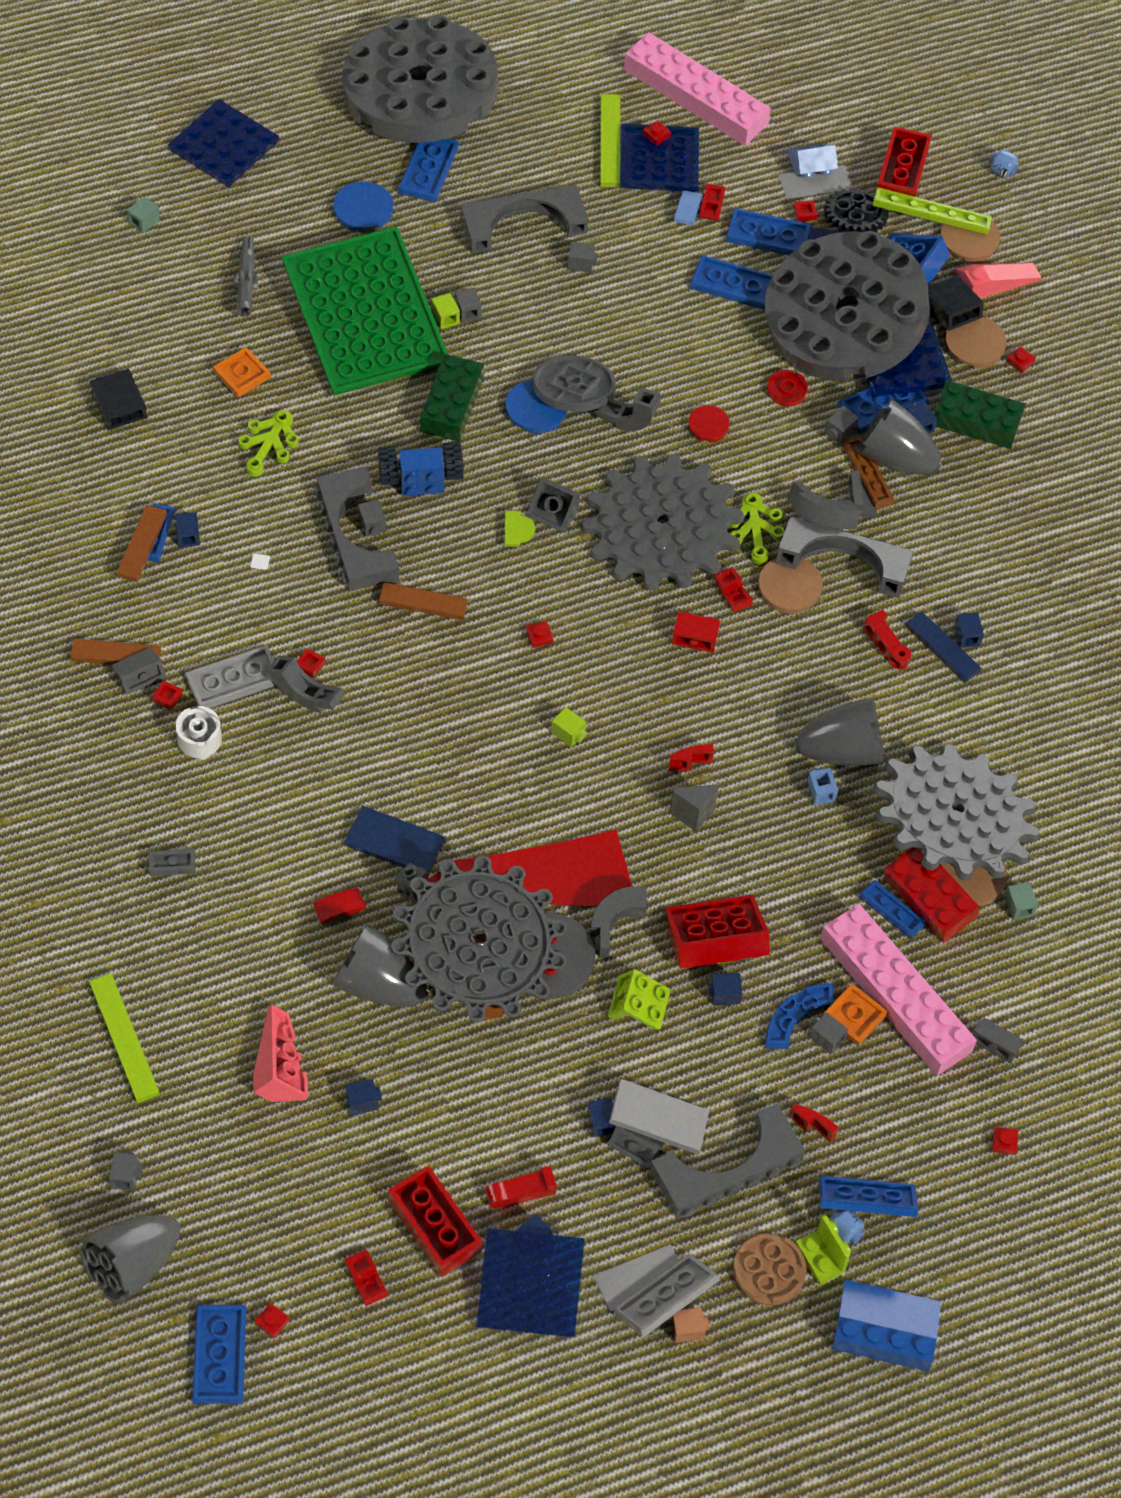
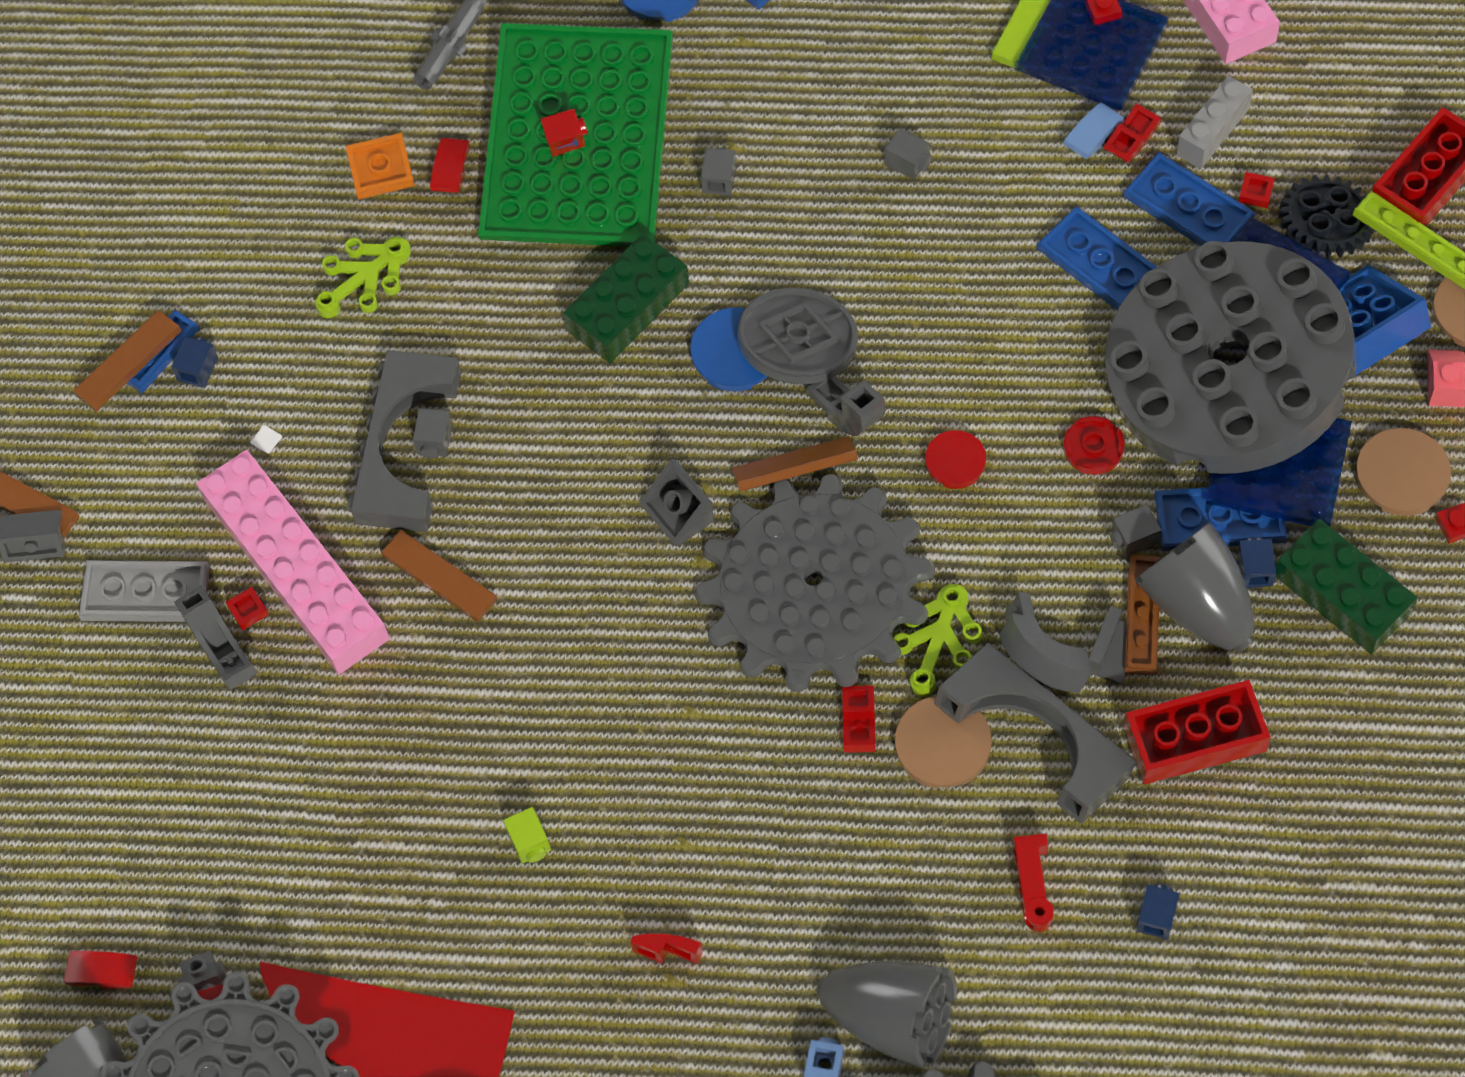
camera: 35 degrees right, 5 degrees up
(118, 399) = (206, 149): black brick -> none
(167, 695) = (48, 583): red plate -> none
(198, 732) = (53, 652): white brick -> none
(288, 357) = (449, 165): none -> red slope
(325, 623) = (293, 562): none -> bright pink brick
(361, 309) = (564, 132): none -> red brick
(393, 840) = (220, 906): dark blue tile -> none
(421, 468) = (528, 389): brick -> none
(445, 311) = (684, 170): lime brick -> none
(517, 529) = (615, 519): lime piece -> none
(539, 634) = (564, 682): red plate -> none
(559, 203) = (805, 51): dark grey arch -> none
(612, 458) = (794, 463): none -> dark orange tile
(693, 804) = (630, 1023): dark grey slope -> none
(696, 632) = (772, 762): red brick -> none
(760, 179) = (1214, 122): none -> light grey brick
(798, 186) = (1298, 150): light grey sticker -> none
(813, 158) = (1307, 116): slope -> none
(938, 522) = (1196, 732): none -> red brick
(943, 646) = (1111, 922): dark blue tile -> none
(954, 303) = (1395, 402): black brick -> none

